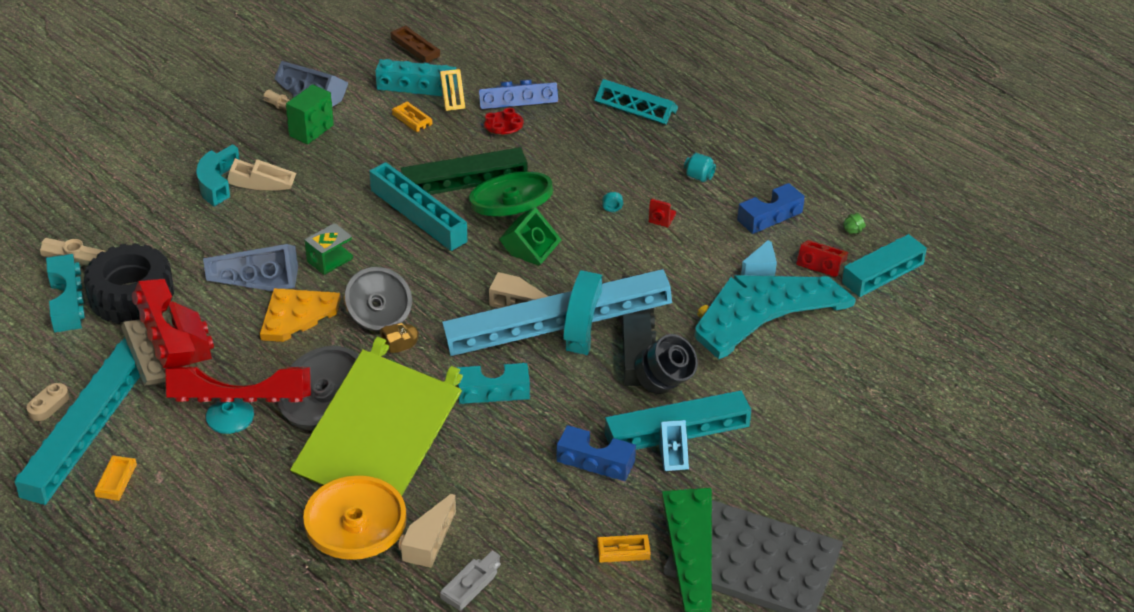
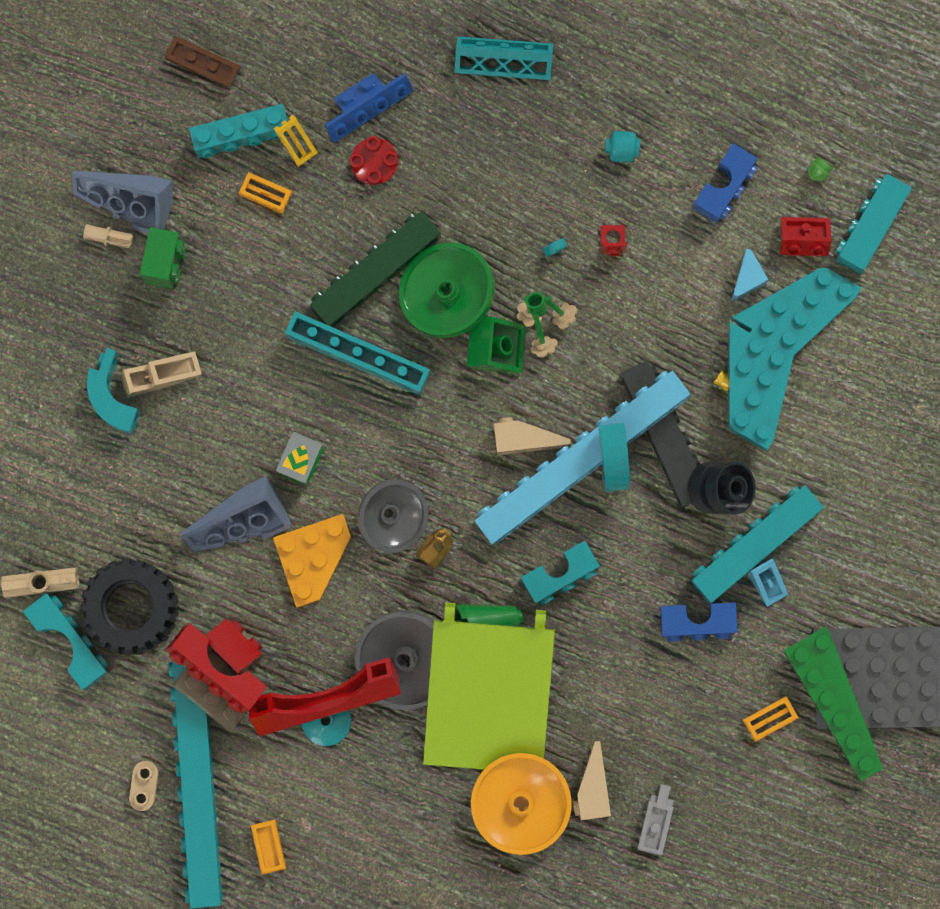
camera: 20 degrees left, 40 degrees up
(575, 213) = (531, 313): none -> plant

